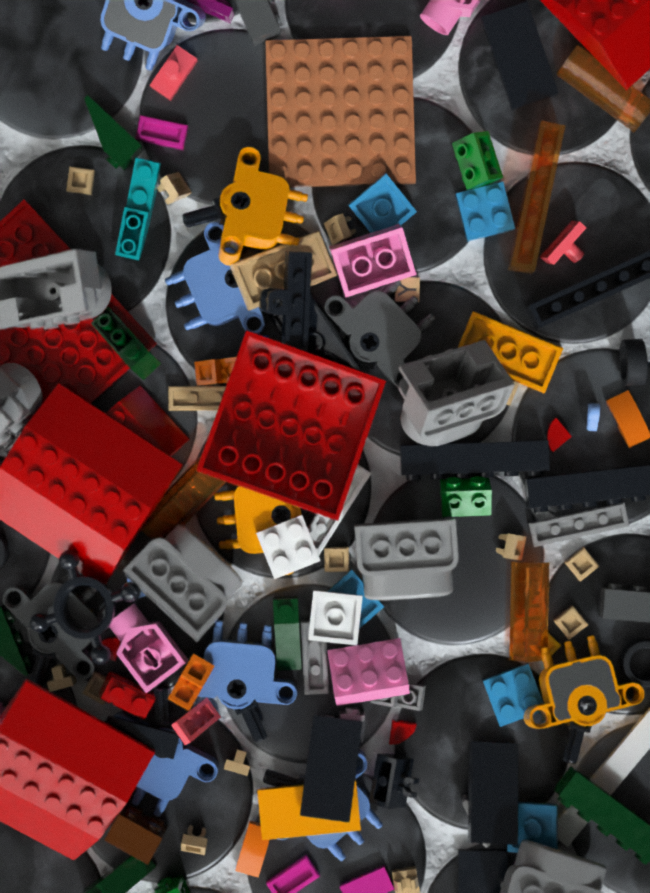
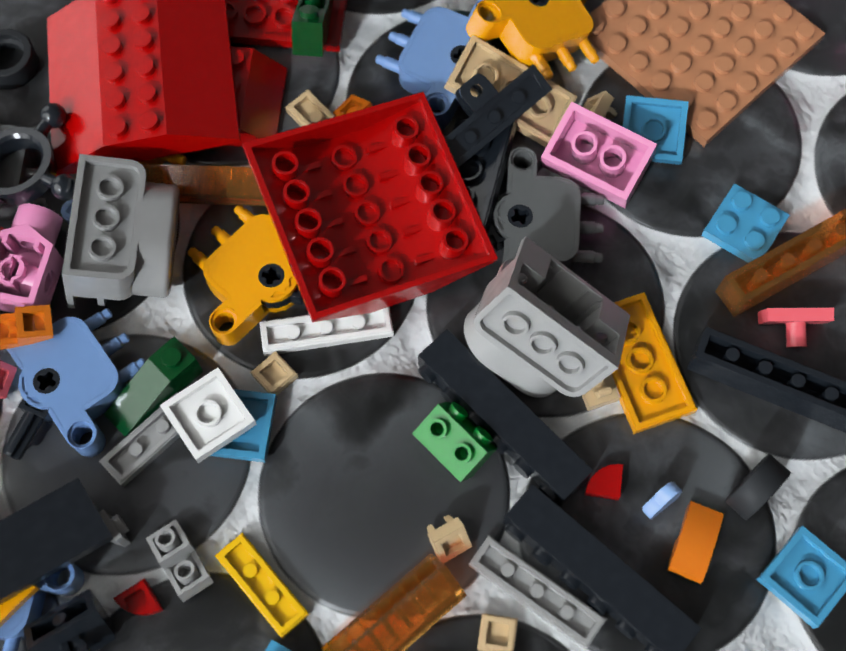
camera: 40 degrees right, 20 degrees down
(288, 546) = (243, 305): white plate -> none
(368, 672) = (175, 499): bright pink brick -> none
(407, 558) = (335, 425): light grey brick -> none
(408, 288) = (606, 215): tan tile -> none
(448, 662) = (262, 585): none -> yellow tile
(477, 160) = (785, 170): green brick -> none

